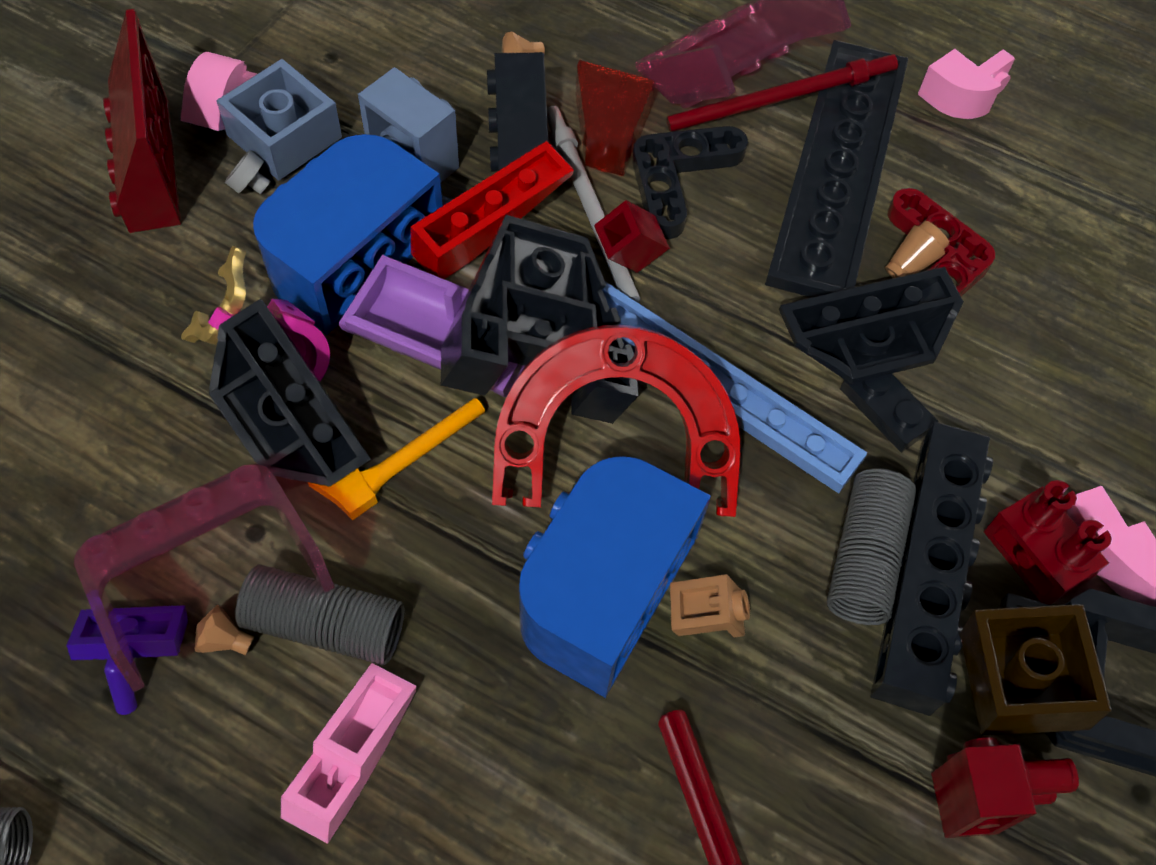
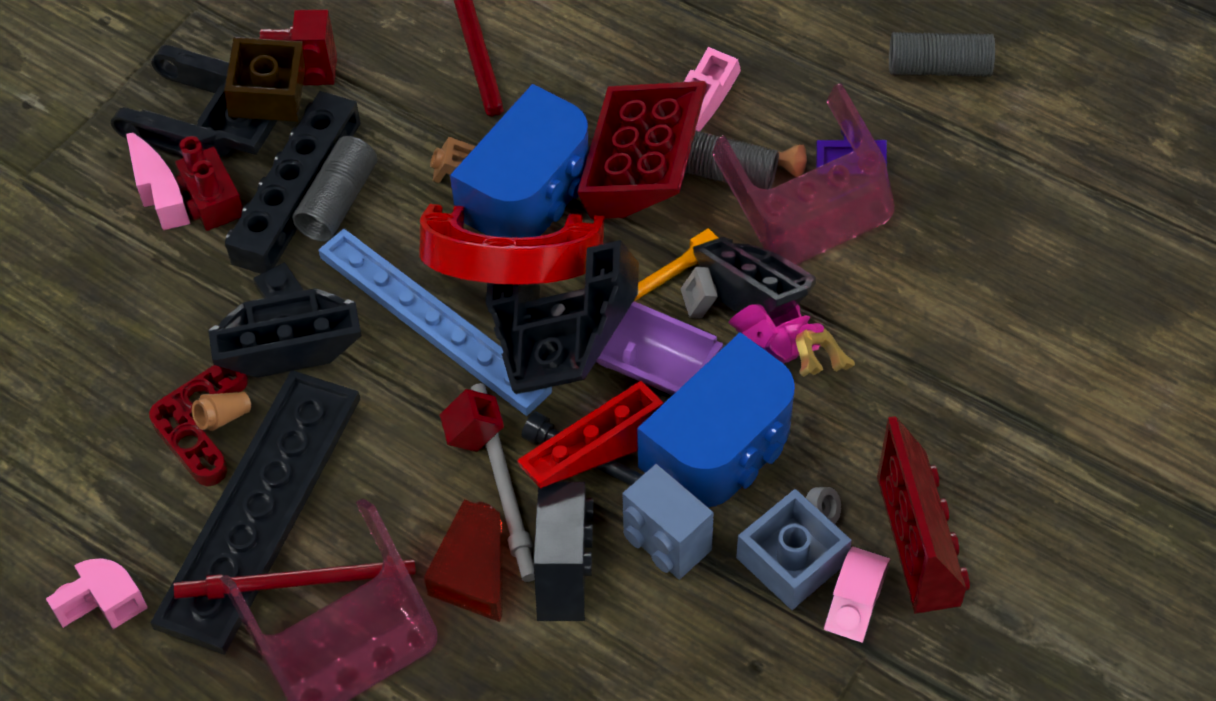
camera: 170 degrees left, 5 degrees down
(365, 410) = (699, 292): none -> light grey plate
(434, 601) = (640, 147): none -> dark red slope
(516, 44) = (557, 652): medium nougat rock -> none
(672, 161) = (420, 522): black beam -> none

